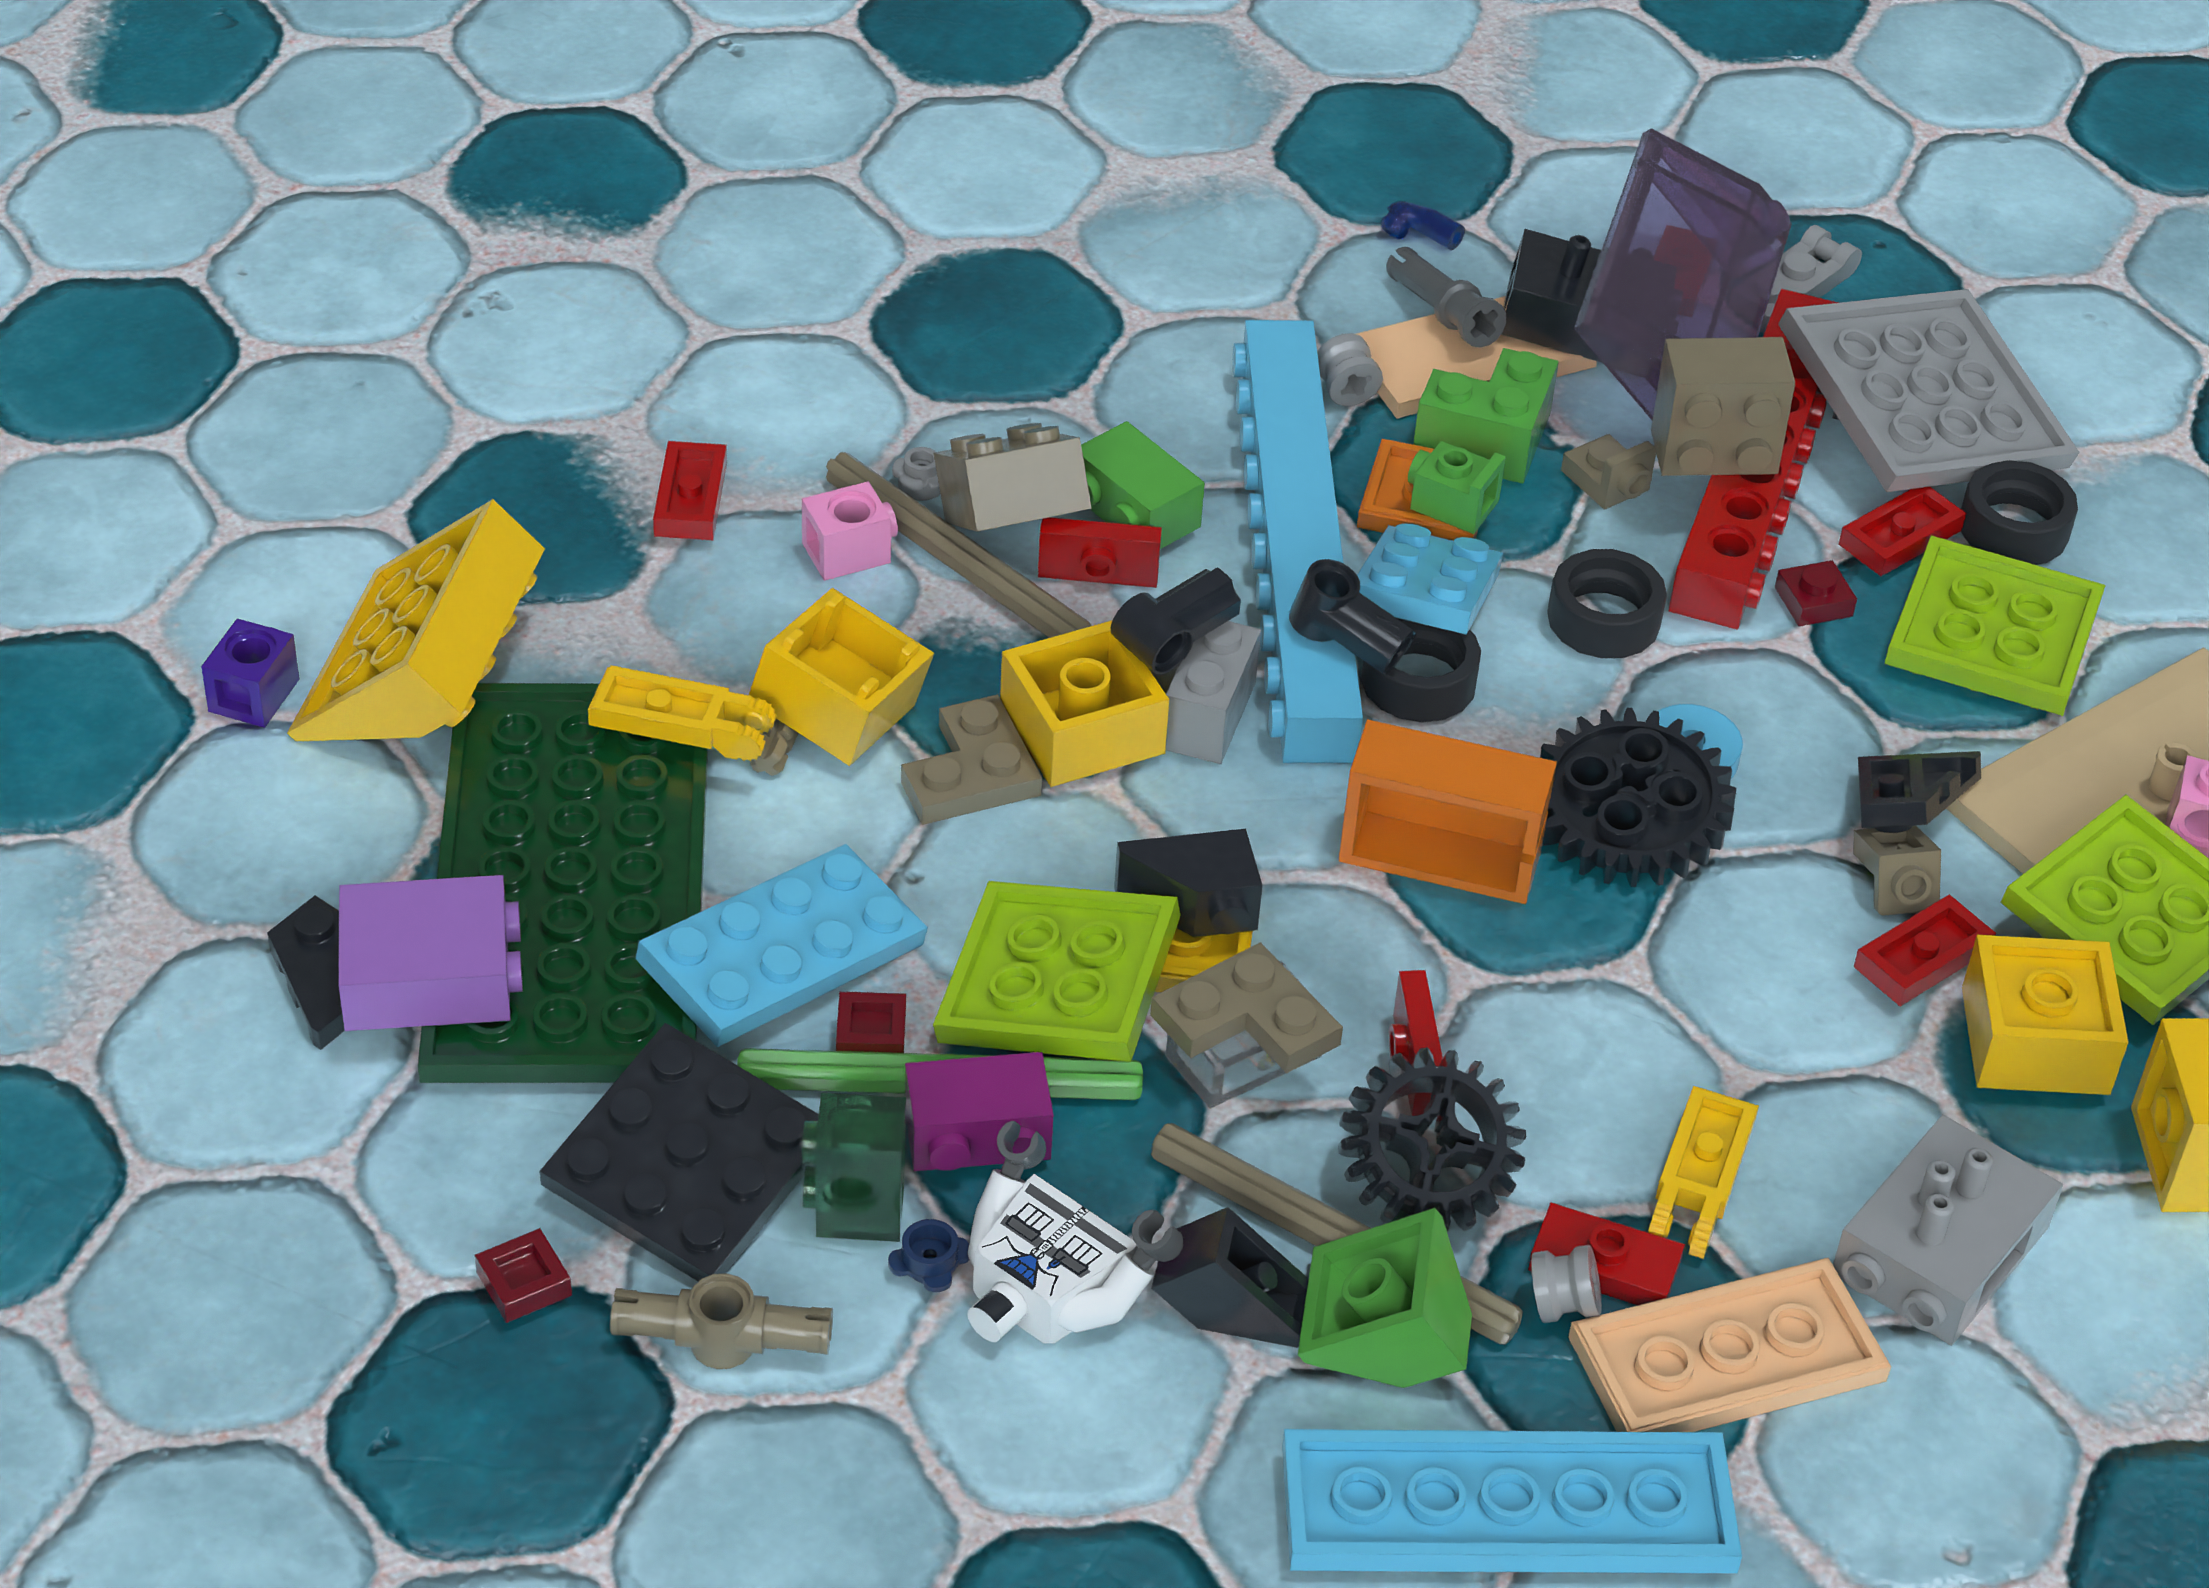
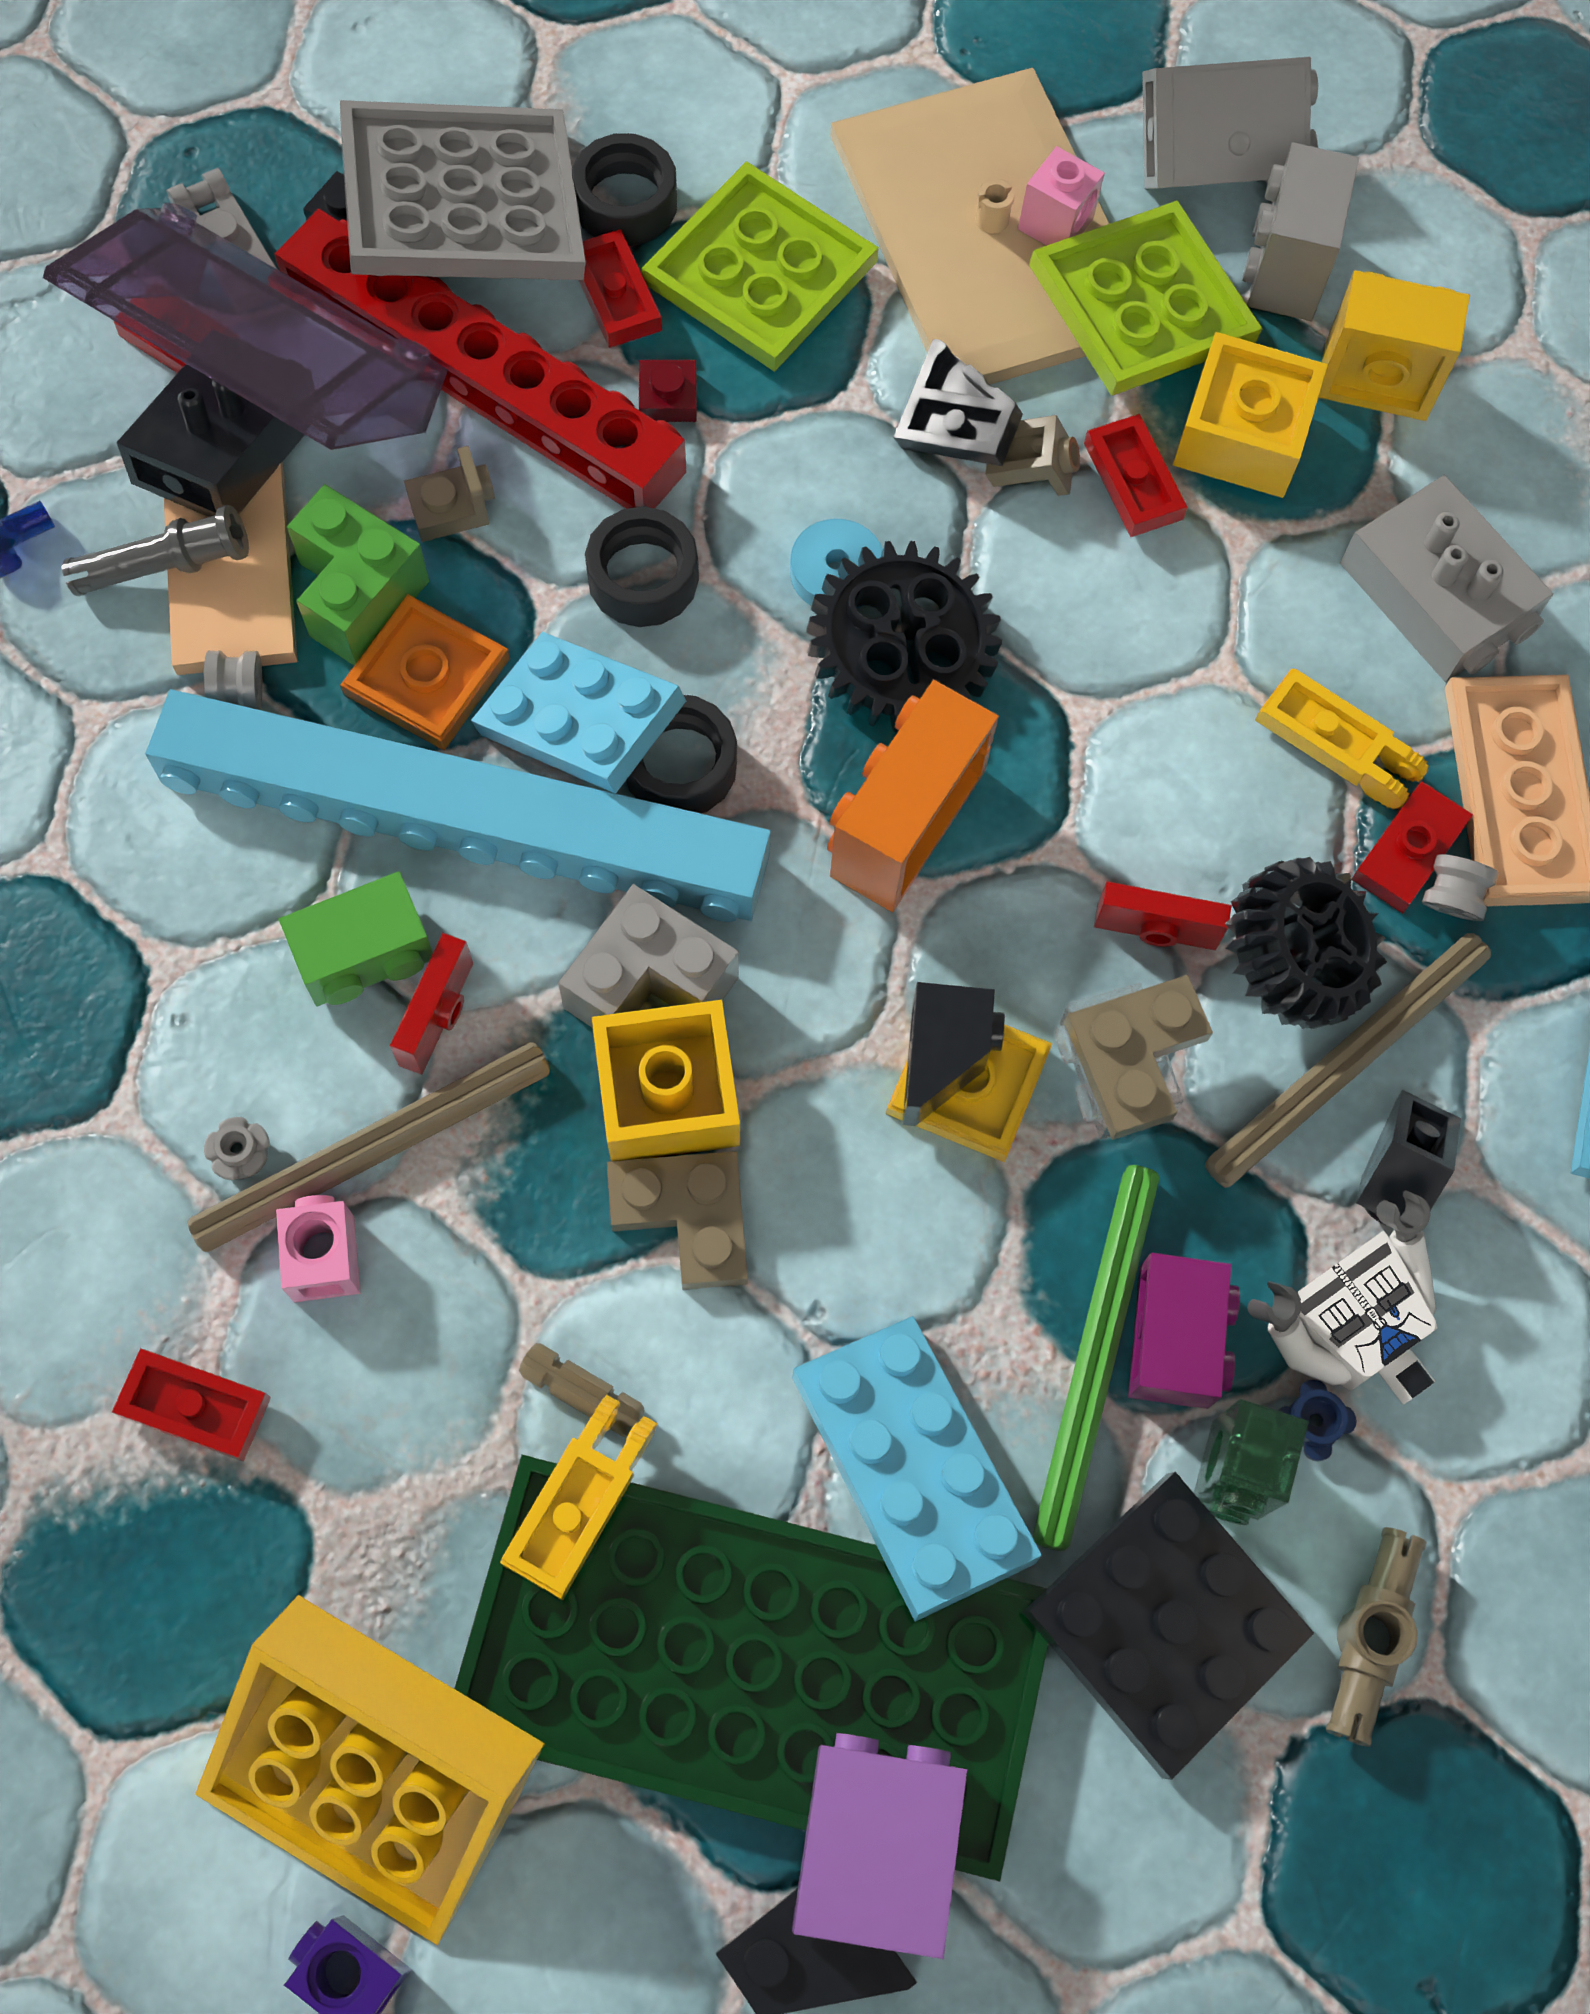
camera: 75 degrees left, 25 degrees up
(523, 1275) = (1281, 1820): dark red plate -> none
(841, 675) = (568, 1314): yellow container -> none
(871, 1022) = (1032, 1403): dark red plate -> none
(1011, 479) = (327, 1060): brick -> none
(1058, 971) = (1013, 1208): lime plate -> none
(1165, 627) = (641, 973): black piece -> none
(1333, 608) = (647, 801): black piece -> none
(1388, 1304) = (1459, 1042): bright green slope -> none
(1456, 485) = (461, 656): bright green brick -> none
(1722, 406) = (487, 362): dark tan brick -> none

